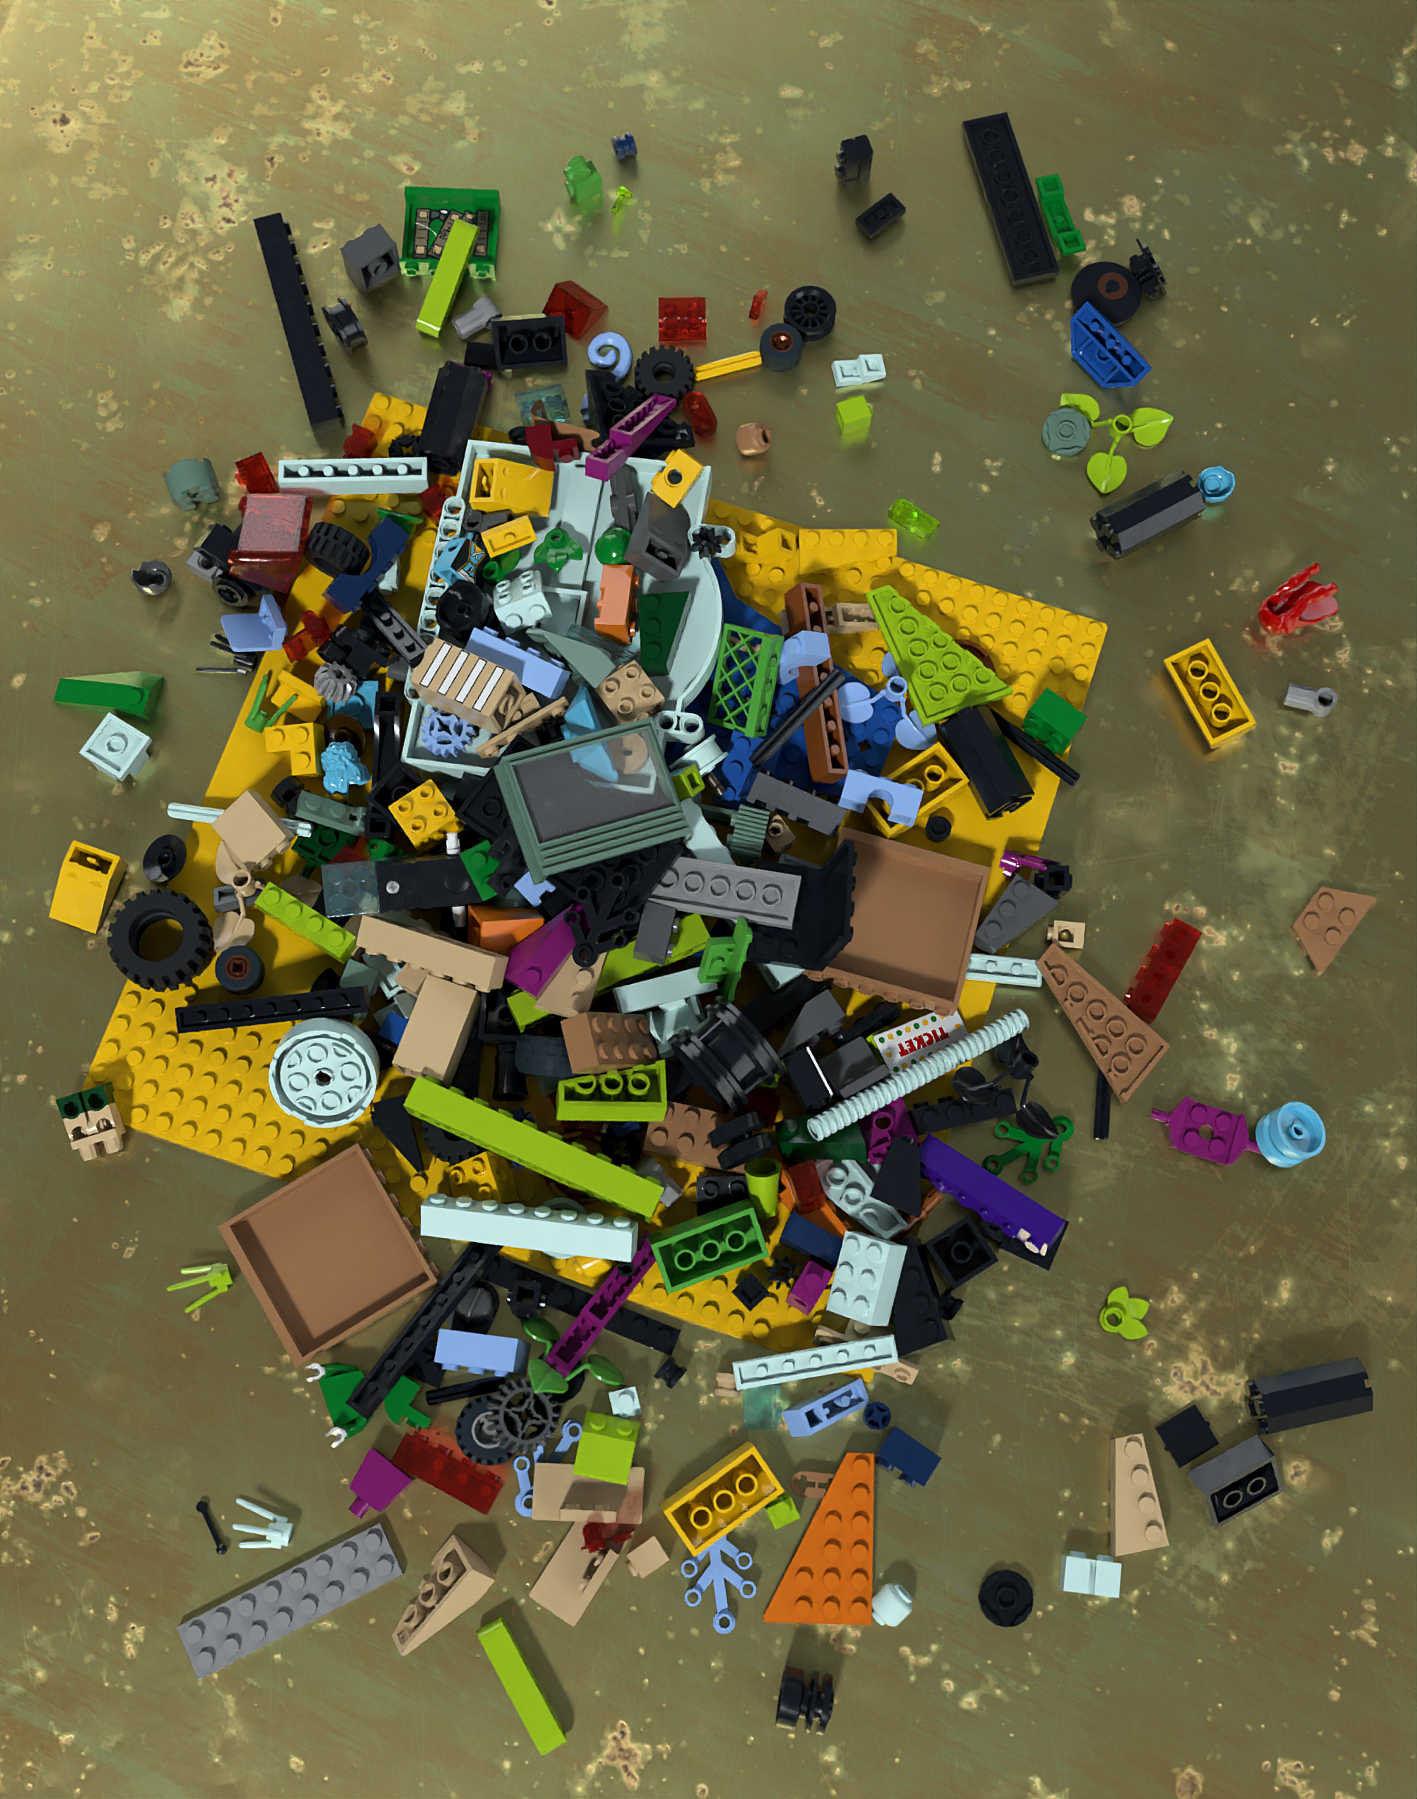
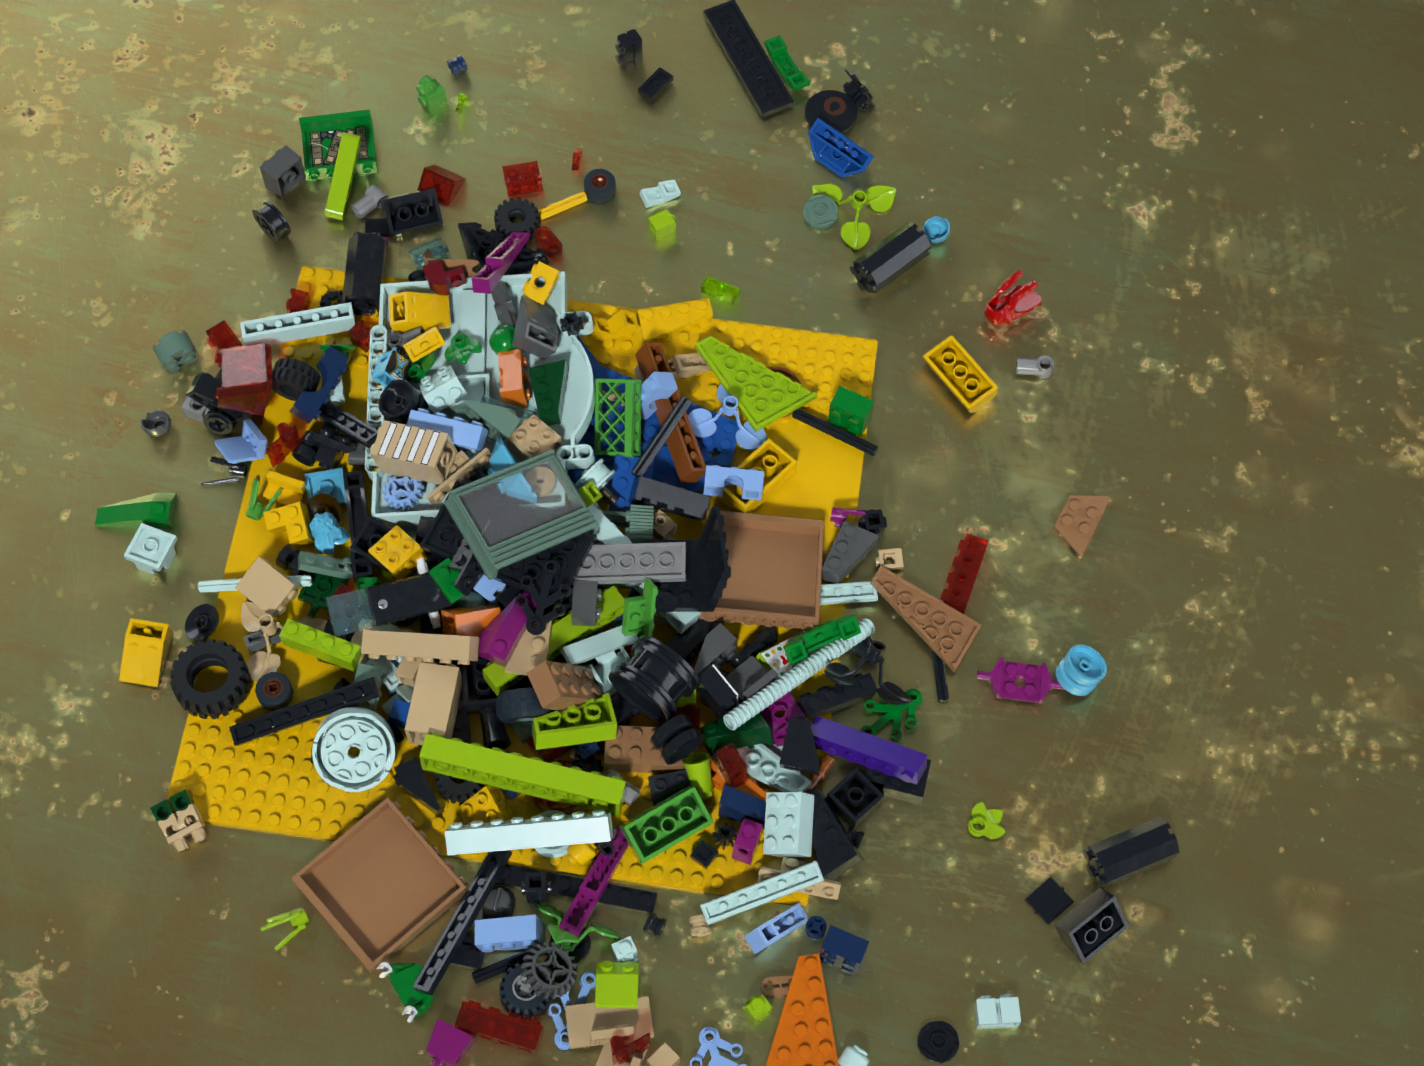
camera: 10 degrees left, 10 degrees down
(297, 324) = (234, 225): black brick -> none
(335, 682) = (310, 472): light grey gear -> none
(400, 1401) = (454, 984): green brick -> none
(622, 368) = (484, 220): light blue plant -> none
(721, 1498) = (710, 1006): yellow slope -> none
(753, 438) = (591, 252): medium nougat head -> none
(760, 1407) = (727, 936): clear light blue bracket -> none
(812, 300) = (617, 158): black wheel -> none
(938, 829) = (780, 502): black tile -> none
(954, 1027) = (820, 636): none -> green slope
(986, 761) = (807, 446): black brick -> none
(1134, 1504) = (1019, 953): tan wedge -> none

